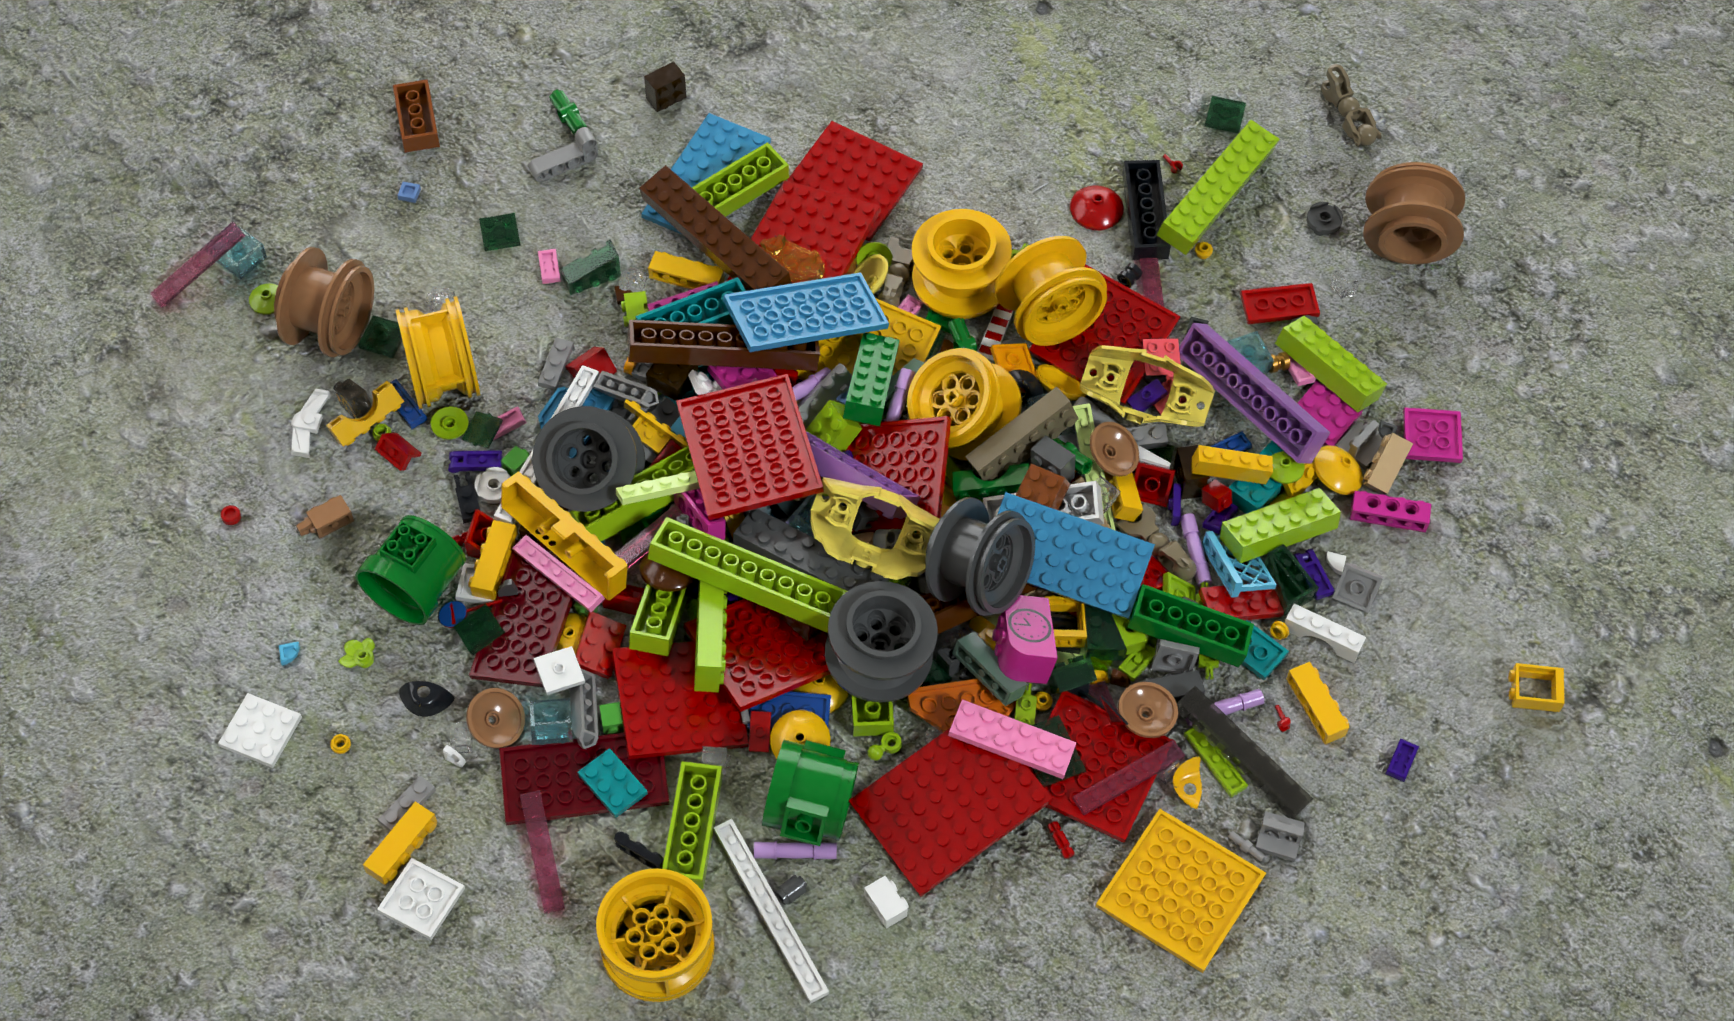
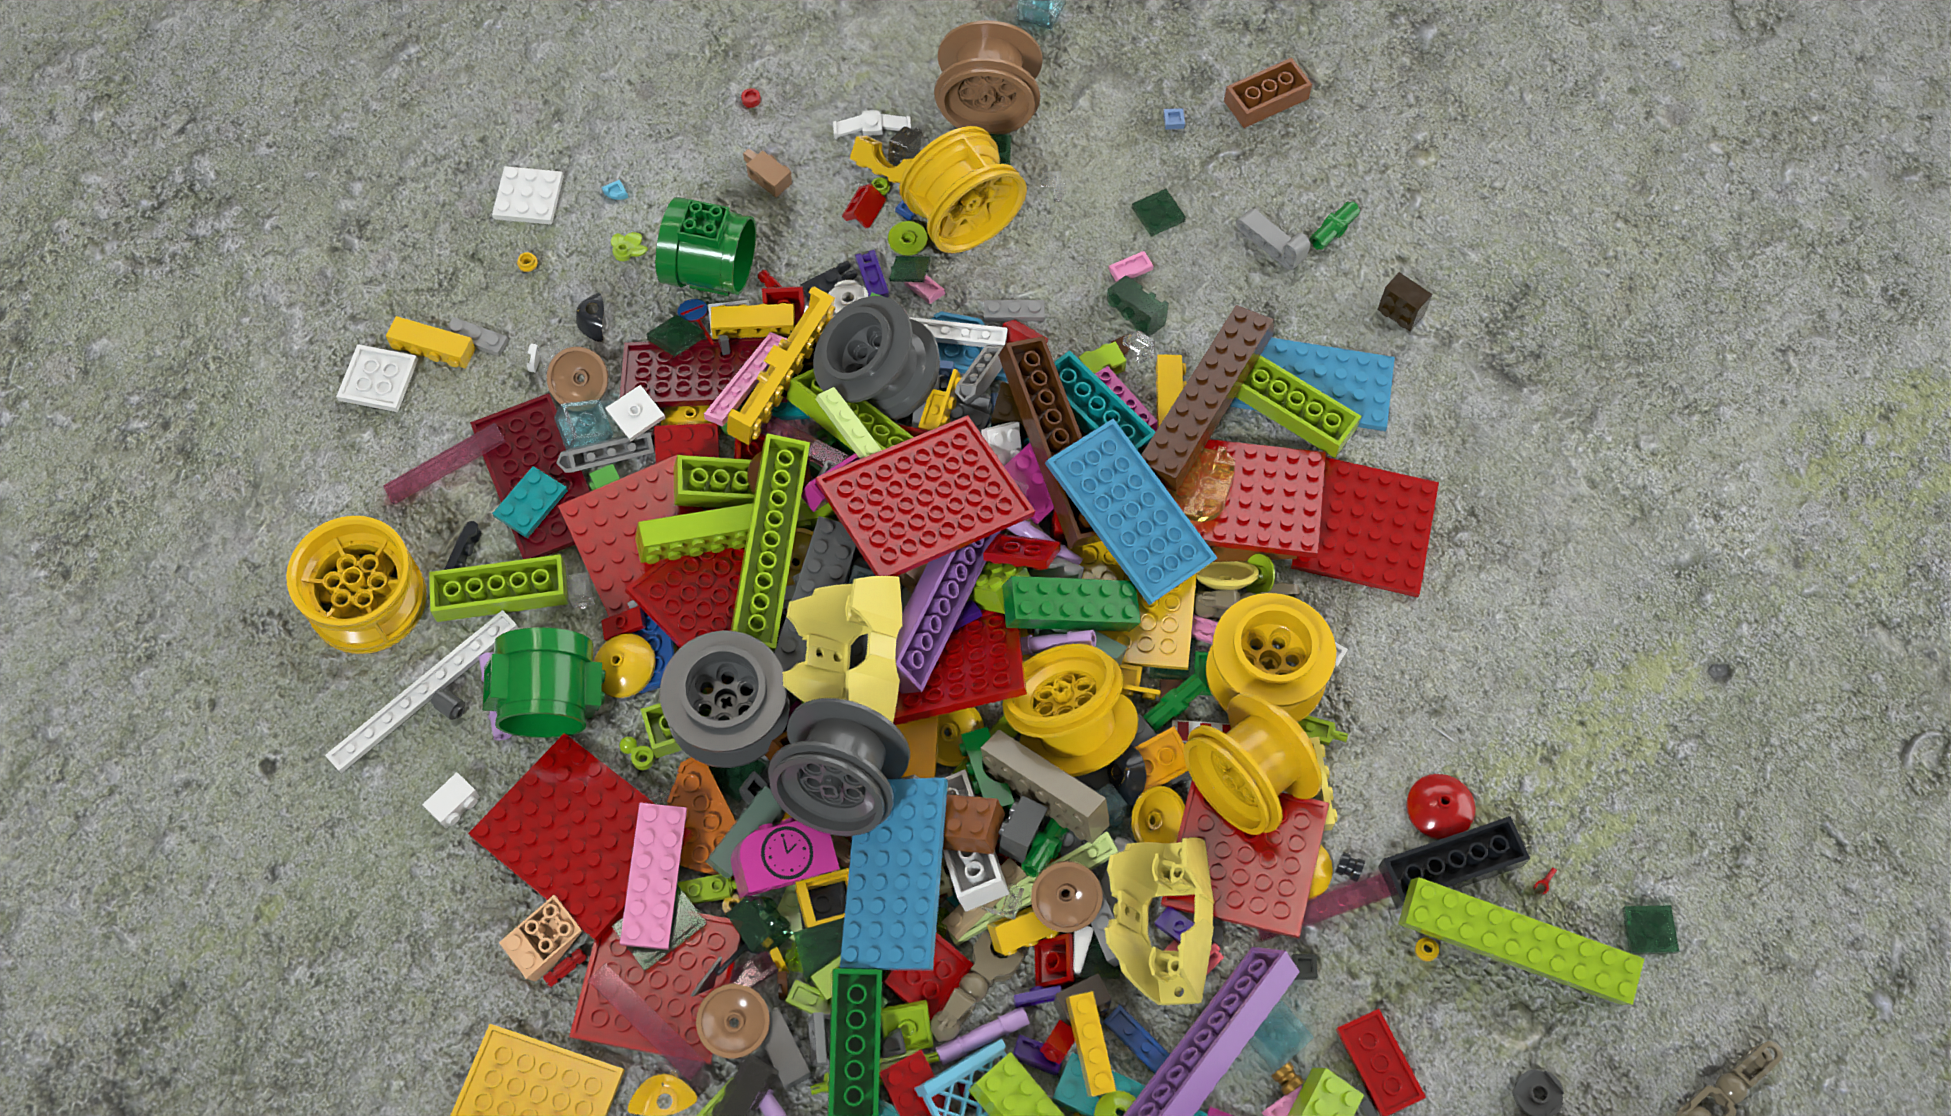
camera: 75 degrees right, 5 degrees up
(815, 396) = (1022, 551): none -> red plate
(1036, 844) = (541, 939): none -> light nougat slope
(1160, 348) = (1238, 930): coral hinge -> none

